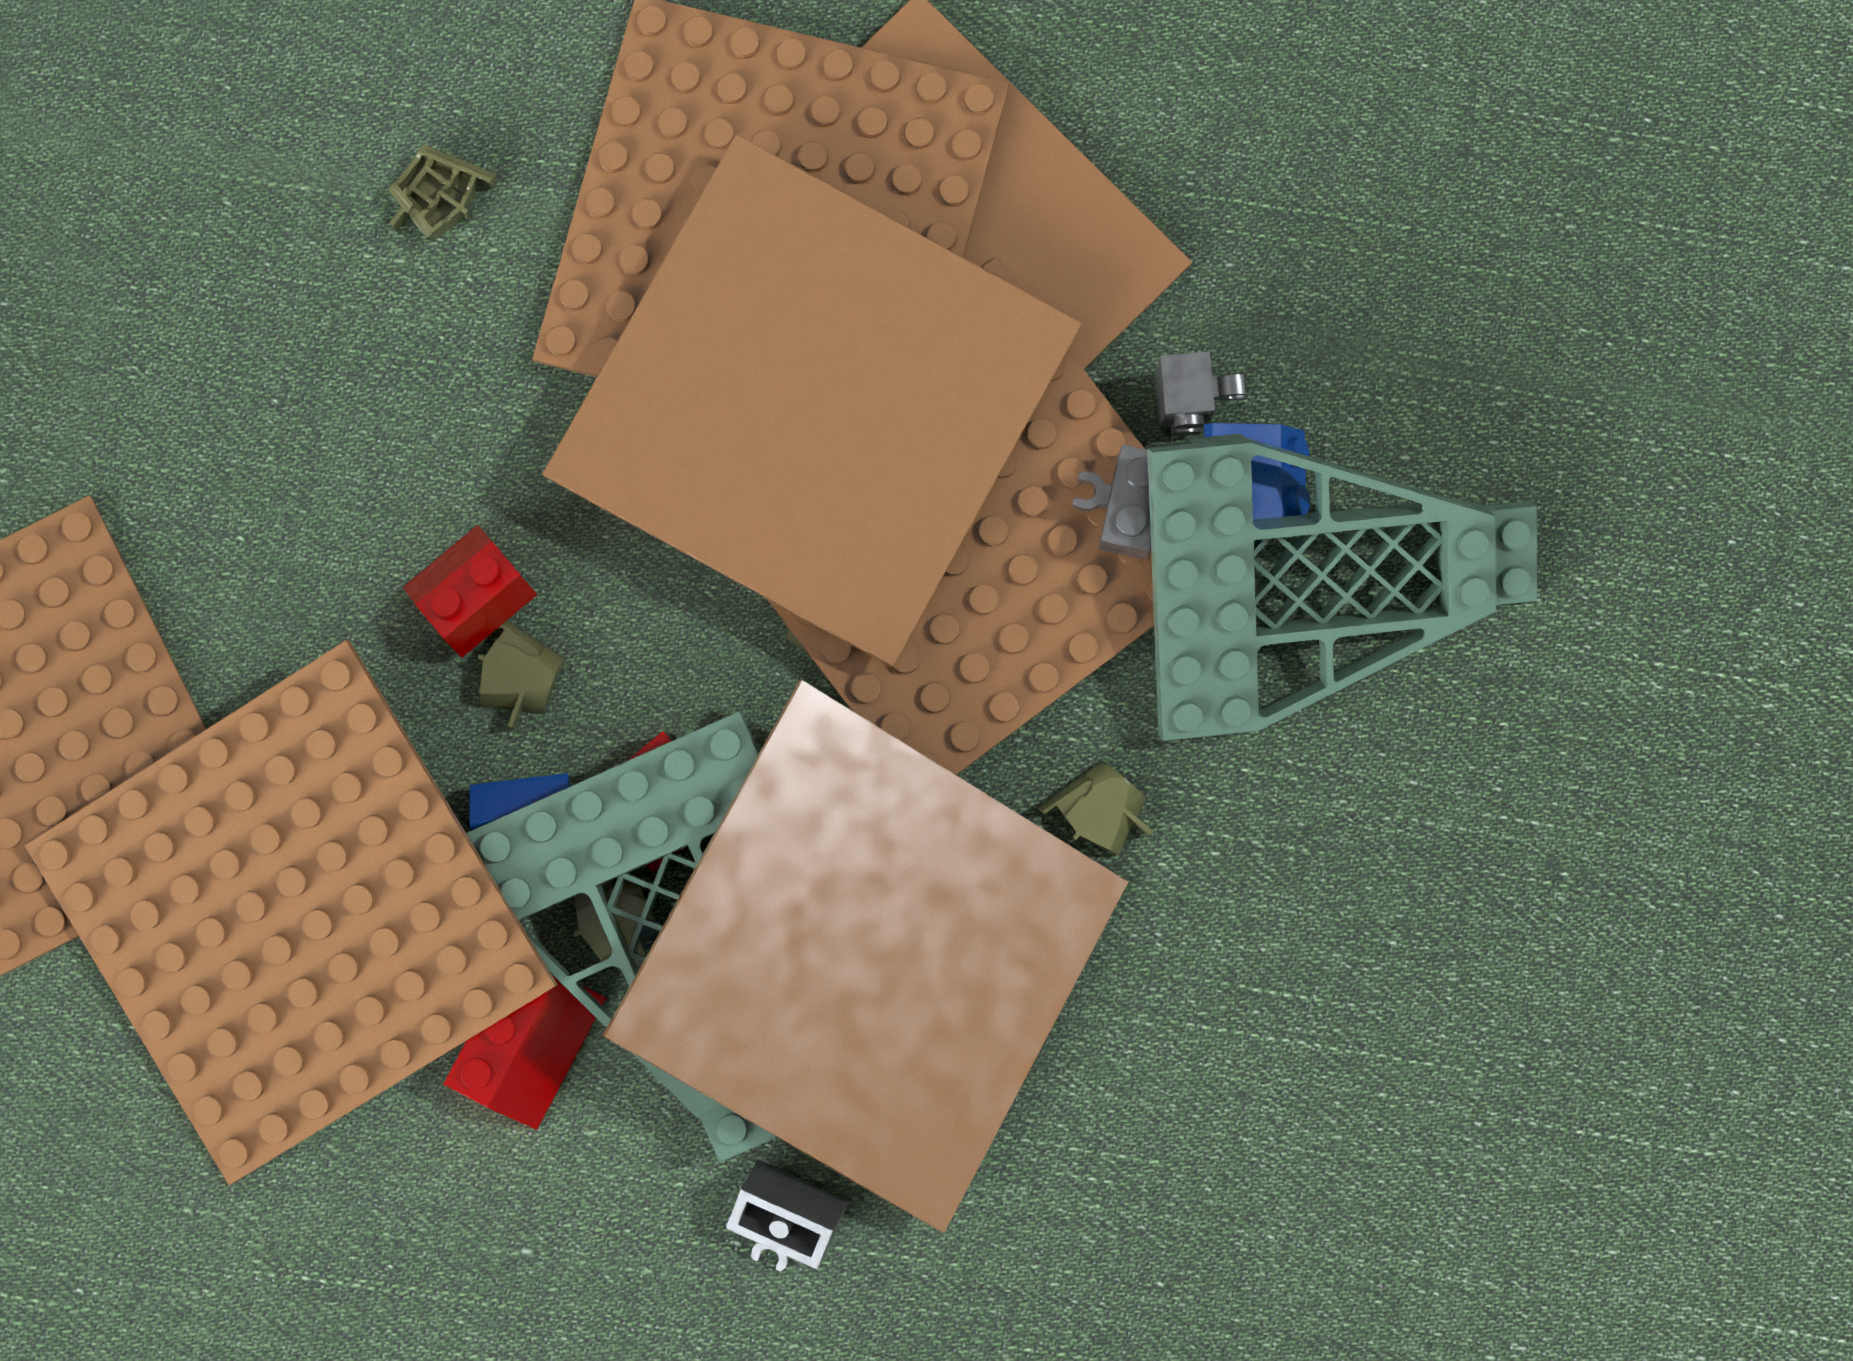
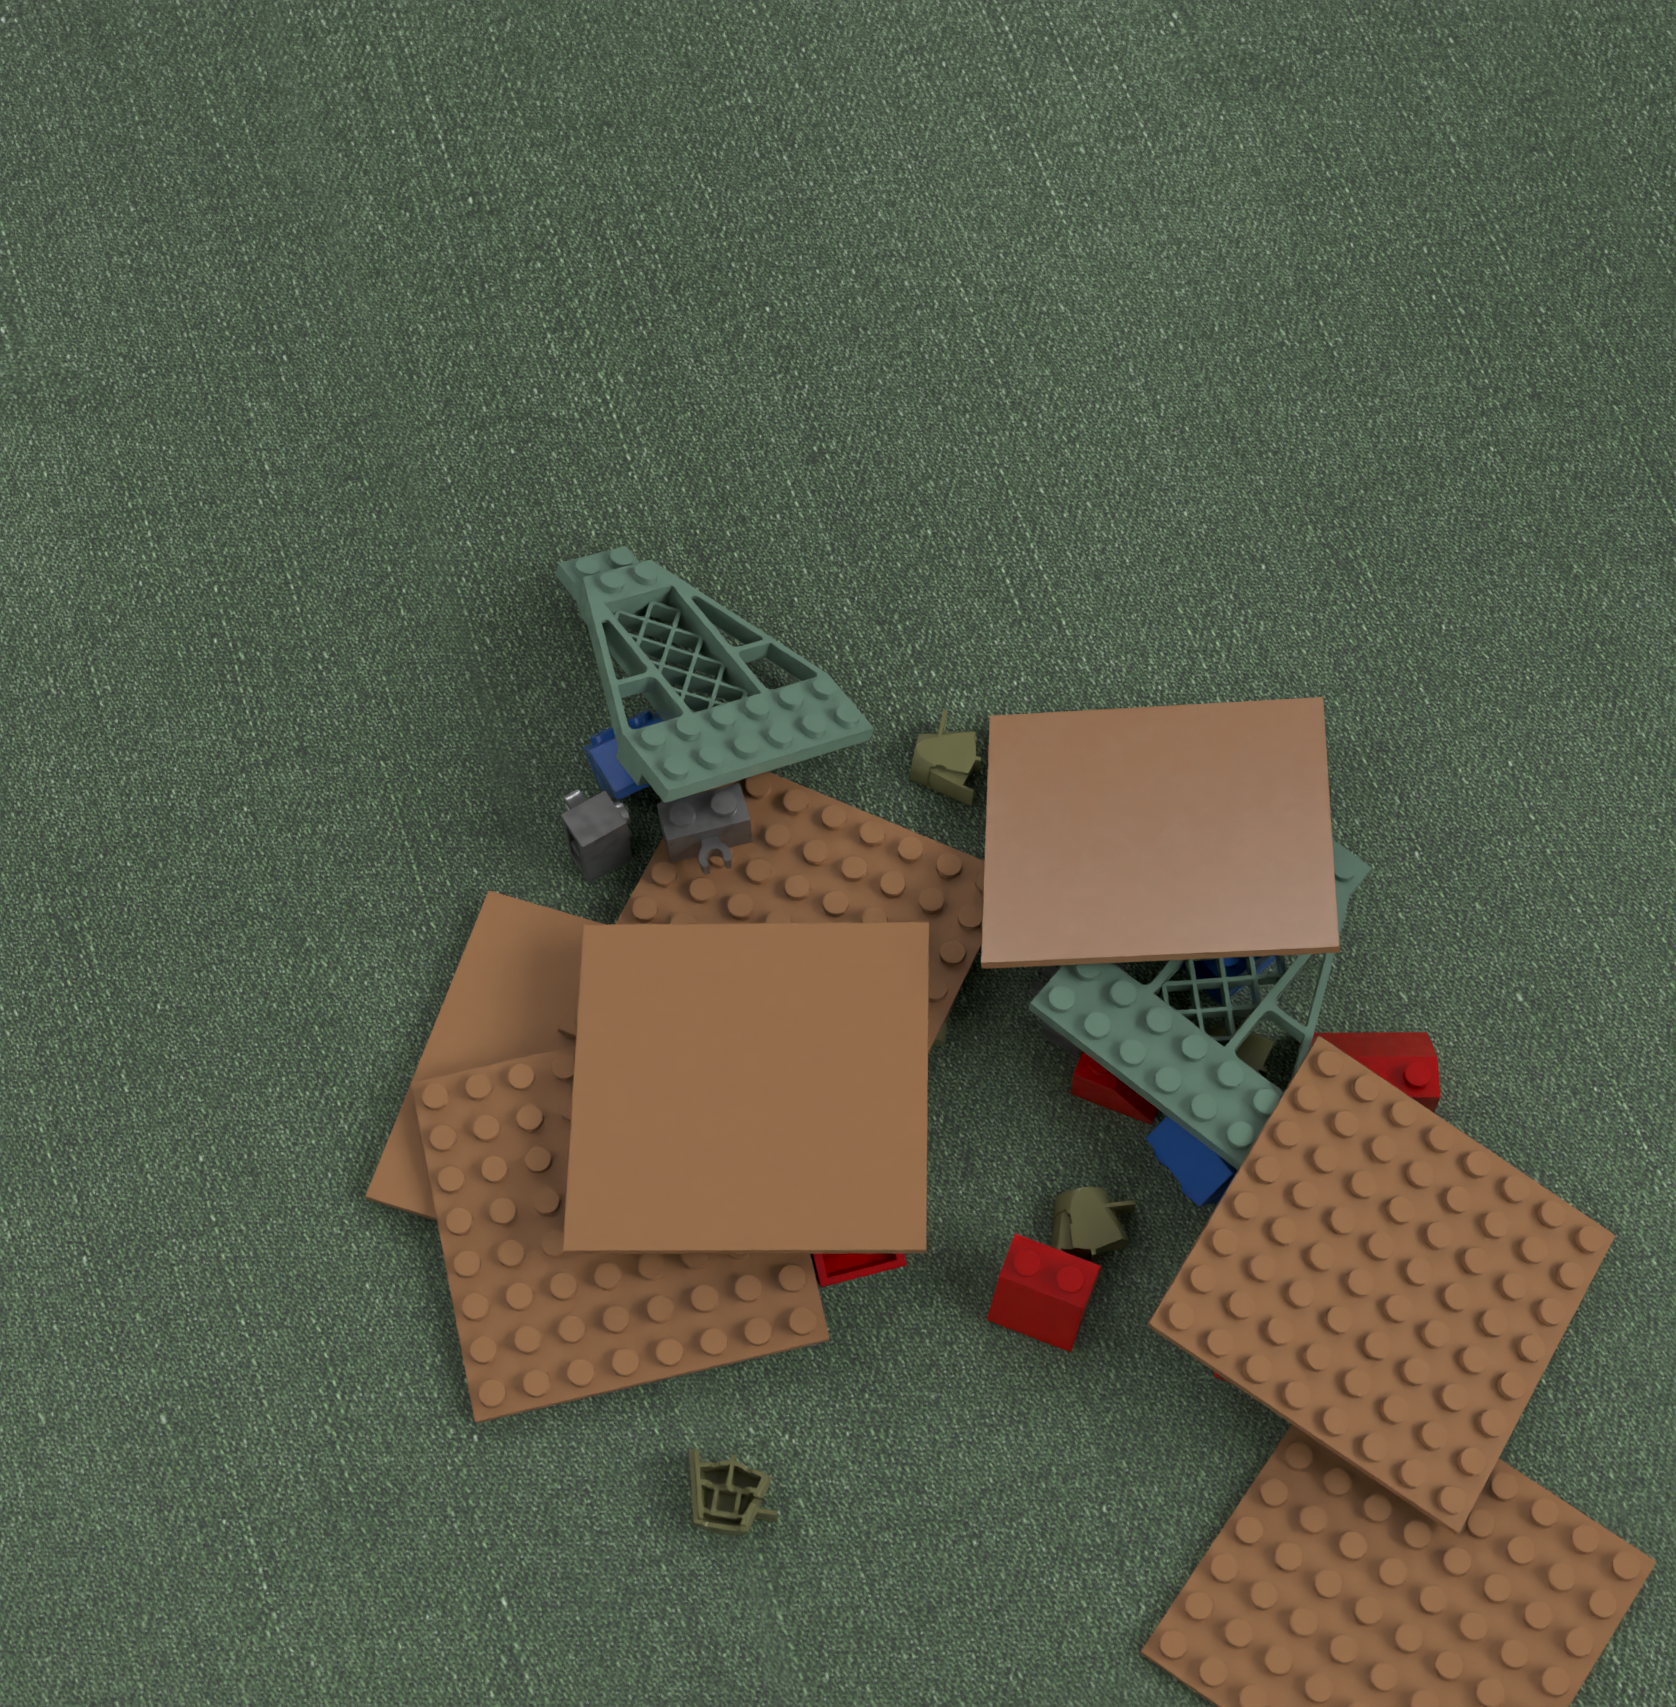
camera: 115 degrees left, 20 degrees down
(786, 1216) = (1378, 815): flat silver brick -> none

